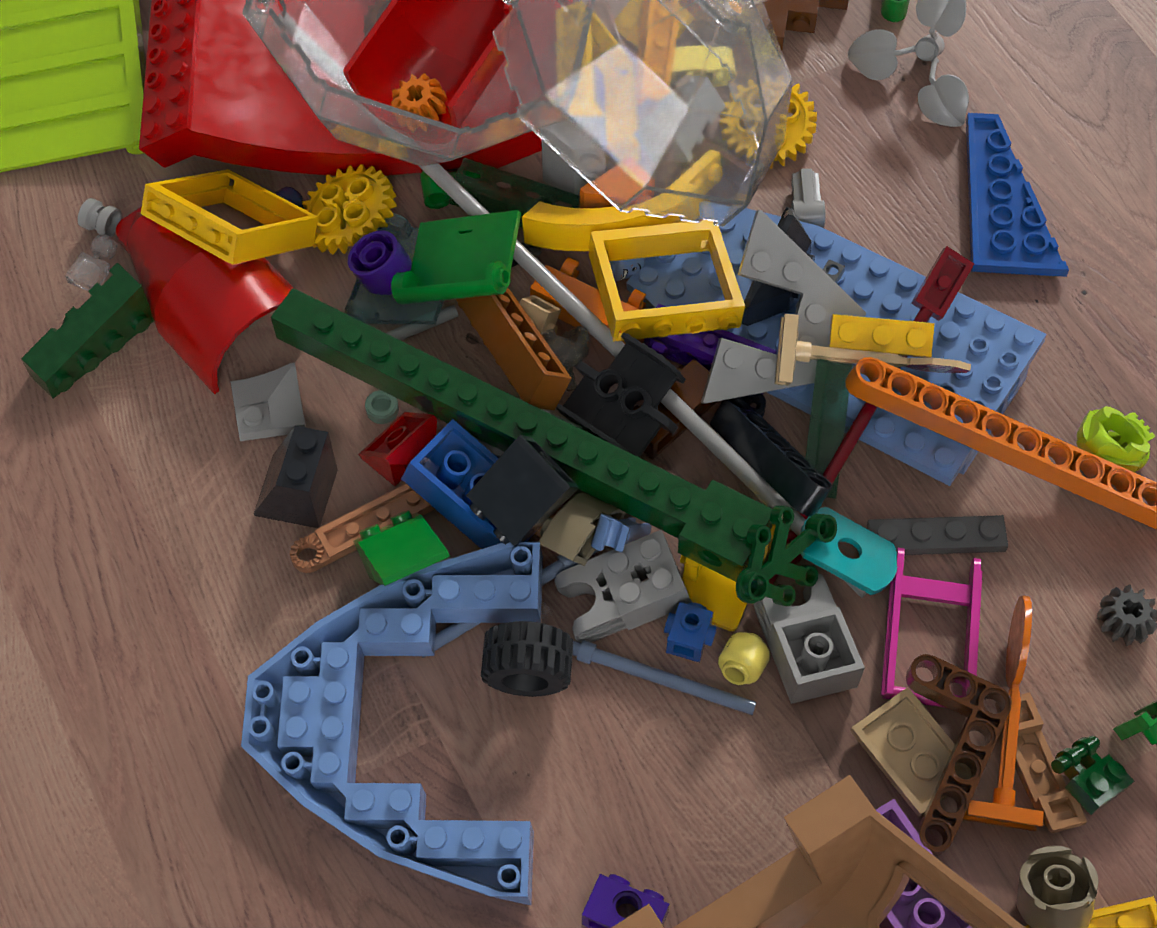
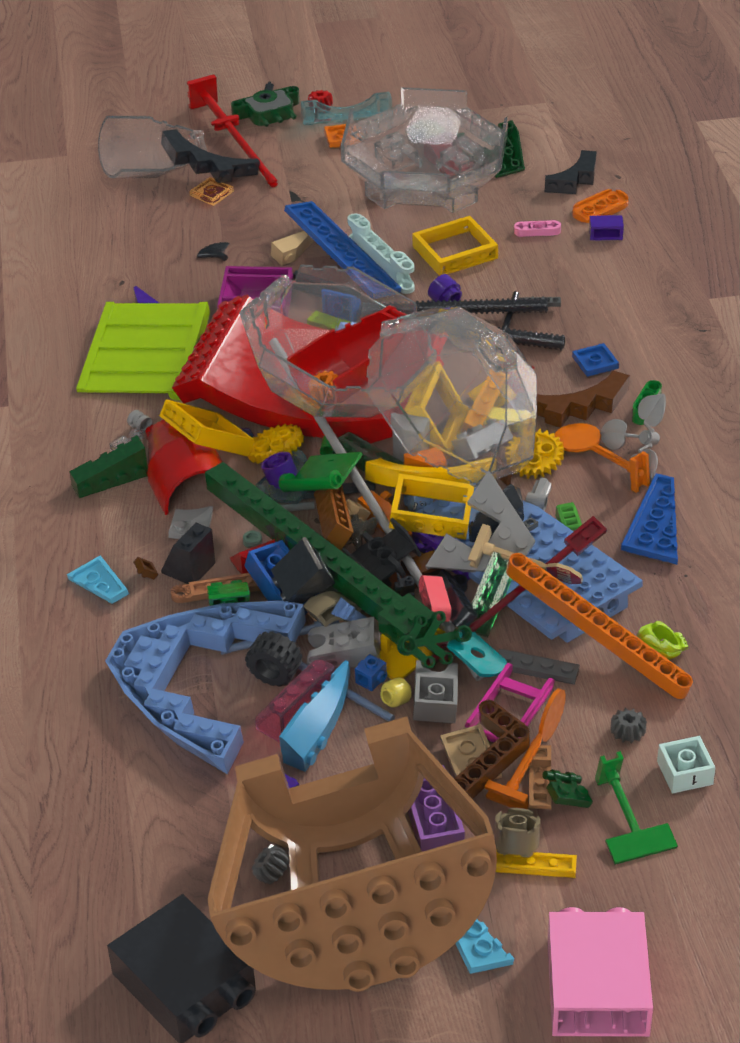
camera: 20 degrees right, 20 degrees down
(158, 564) = (99, 579): none -> medium azure wing
(228, 520) = (145, 568): none -> reddish brown plate
(589, 729) = (283, 707): none -> clear pink windscreen
(646, 765) = (315, 721): none -> dark azure wedge
(682, 456) = (405, 585): none -> black hinge
(747, 465) = (435, 595): none -> coral beam
(830, 71) = (584, 437): none -> orange piece
(867, 220) = (570, 512): none -> bright green slope
(882, 335) = (537, 550): yellow plate -> none

